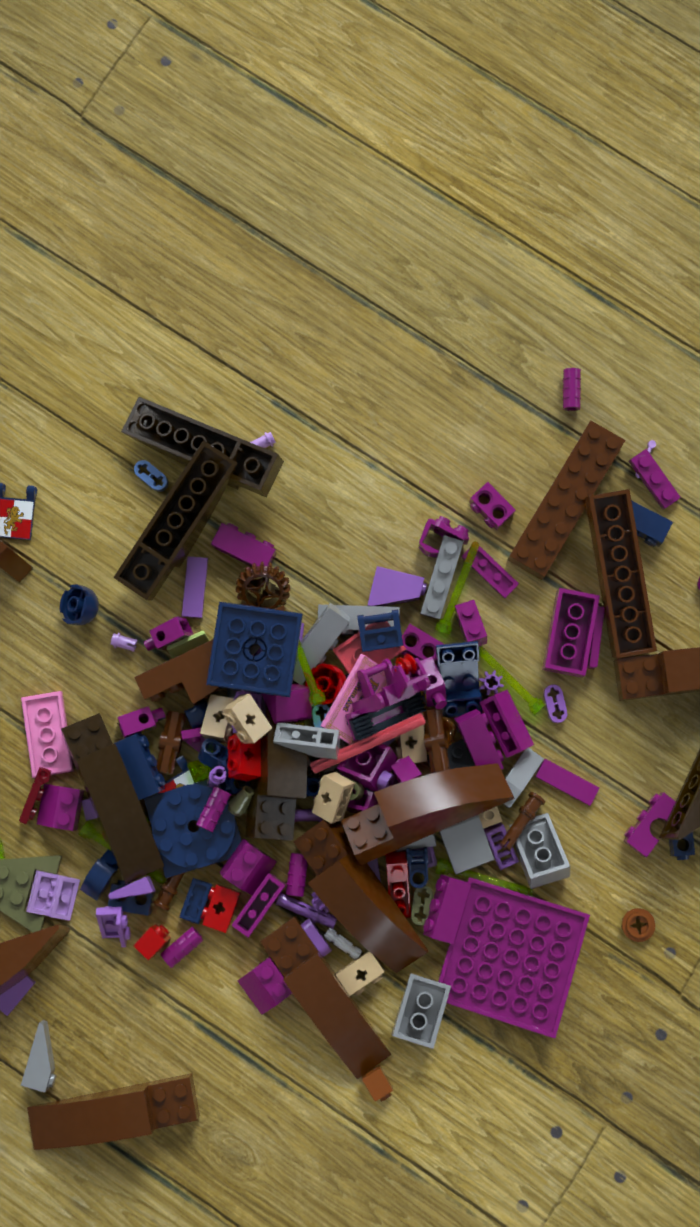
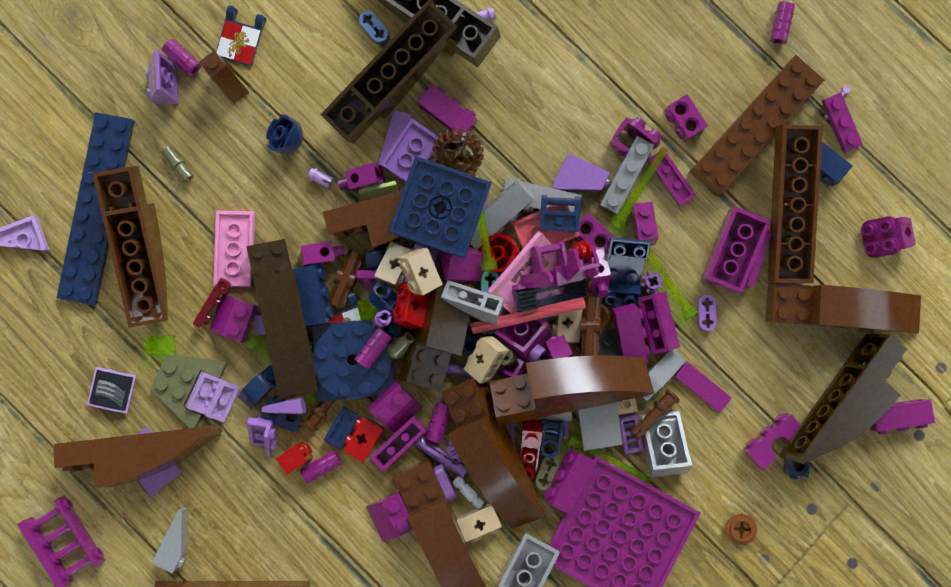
camera: 10 degrees right, 5 degrees up
(213, 587) = (412, 142): none -> medium lavender tile

